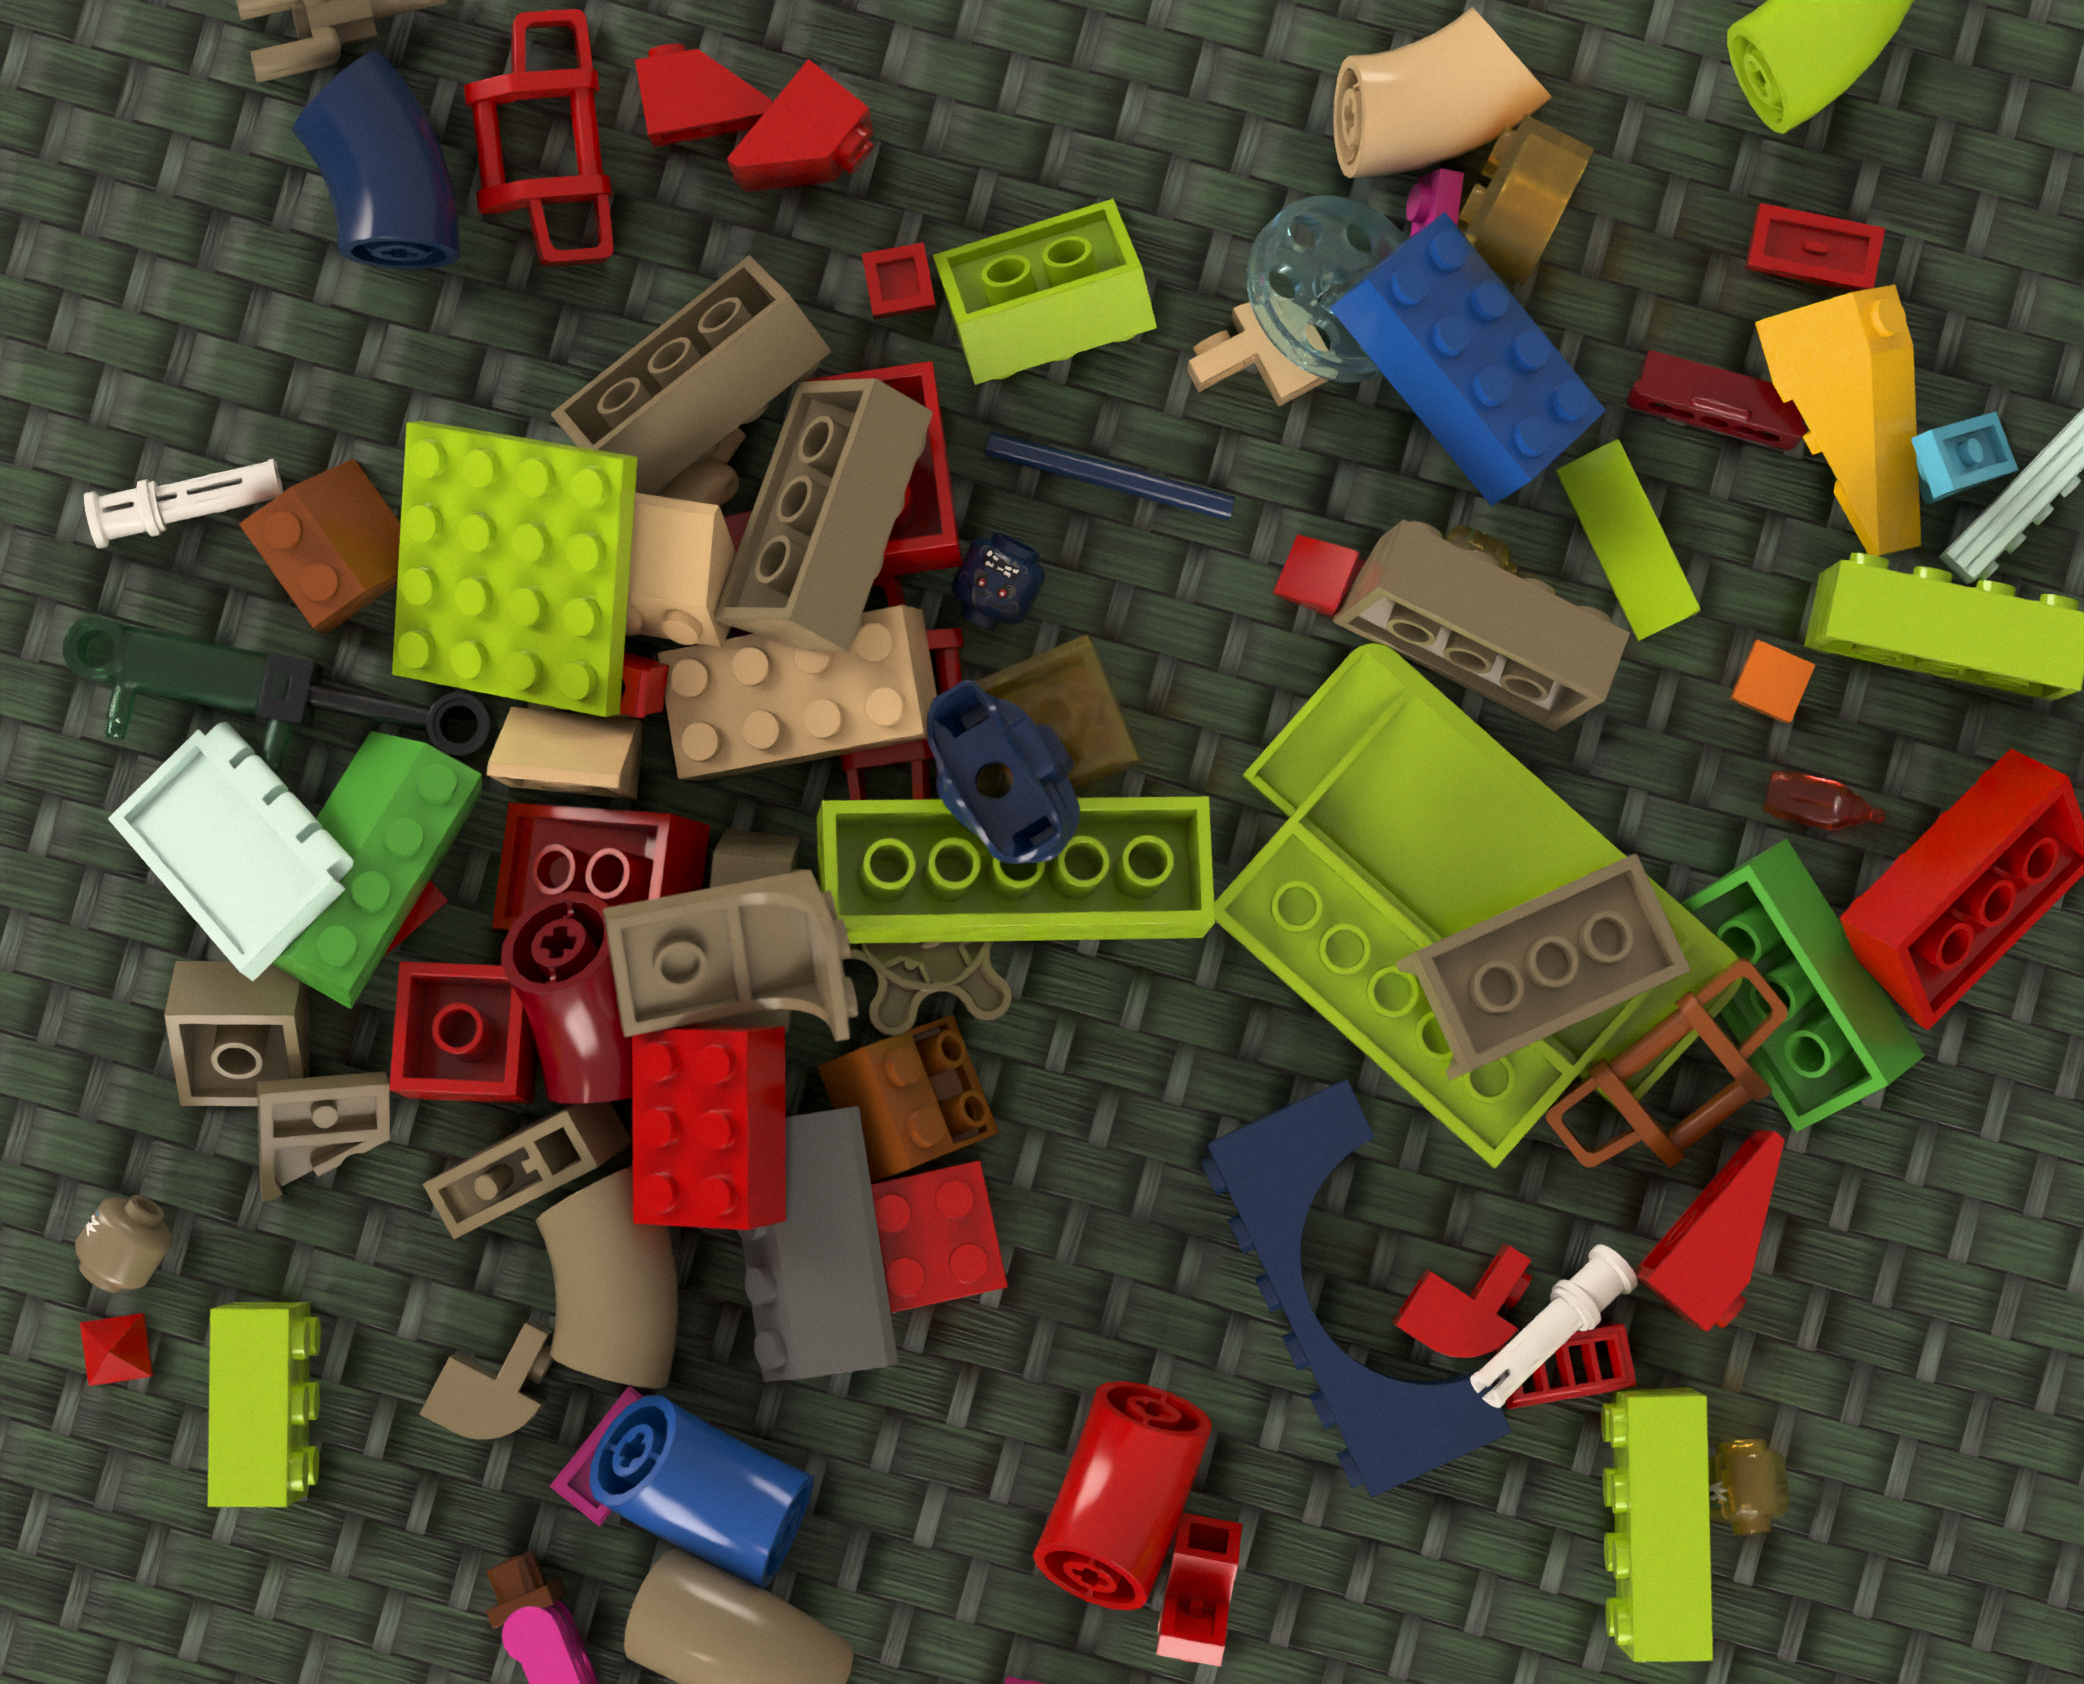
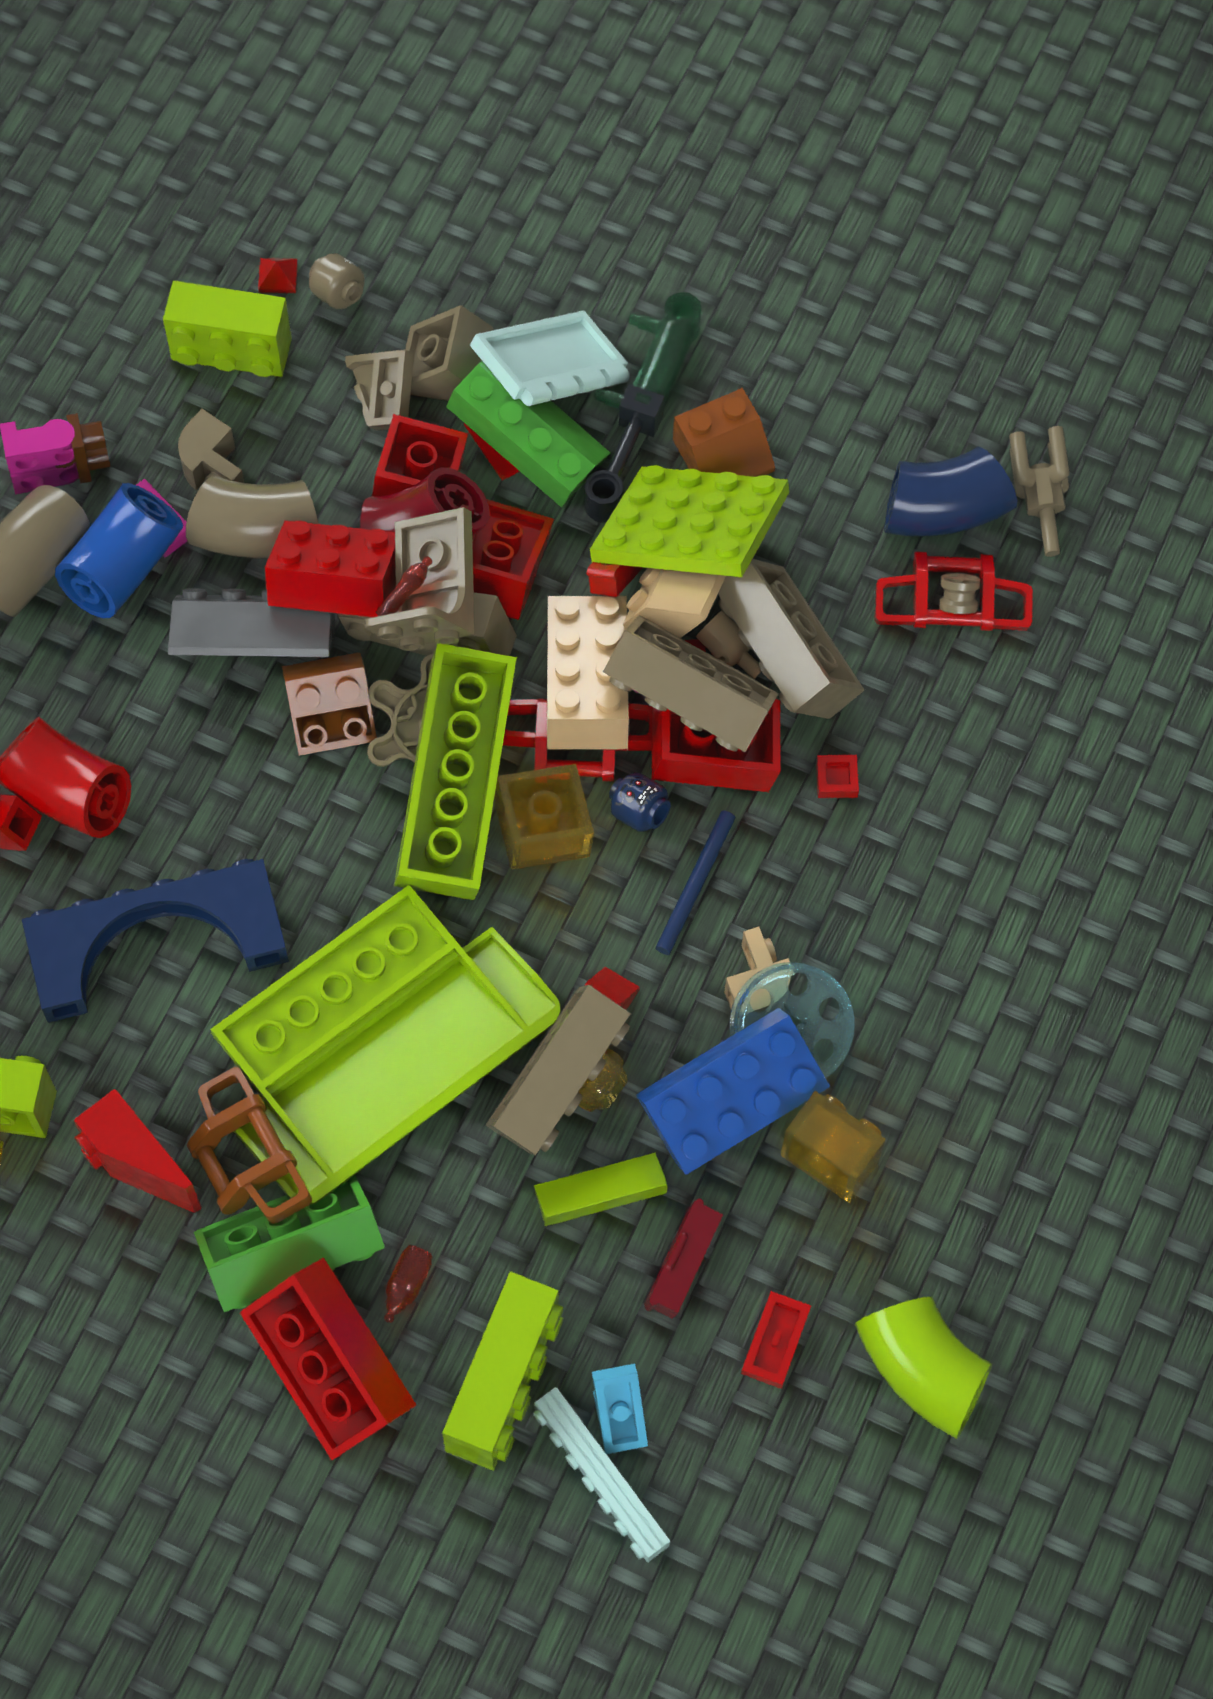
camera: 95 degrees right, 20 degrees down
(152, 506) = (762, 357): white pin -> none
(527, 1165) = (334, 485): dark tan slope -> none
(549, 127) = (959, 593): none -> dark tan wheel
(568, 752) = (568, 536): tan slope -> none
(694, 96) = (968, 677): red slope -> none
(753, 995) = (411, 580): none -> clear red piece
(804, 136) = (936, 727): red slope -> none
(938, 1236) = (242, 701): red brick -> none
(976, 730) = (531, 769): dark blue piece -> none
(1045, 291) = (817, 857): lime slope -> none
(1430, 99) = (910, 1106): tan brick -> none
(1434, 195) = (845, 1095): dark pink plate -> none
(1463, 1323) = (120, 996): red brick -> none
(1547, 964) = (331, 1068): dark tan plate -> none
(1573, 1307) = (111, 1063): white pin -> none
(1620, 1359) = (77, 1091): red slope -> none
(1772, 681) = (491, 1265): orange tile -> none
(1855, 387) = (670, 1339): yellow wedge -> none

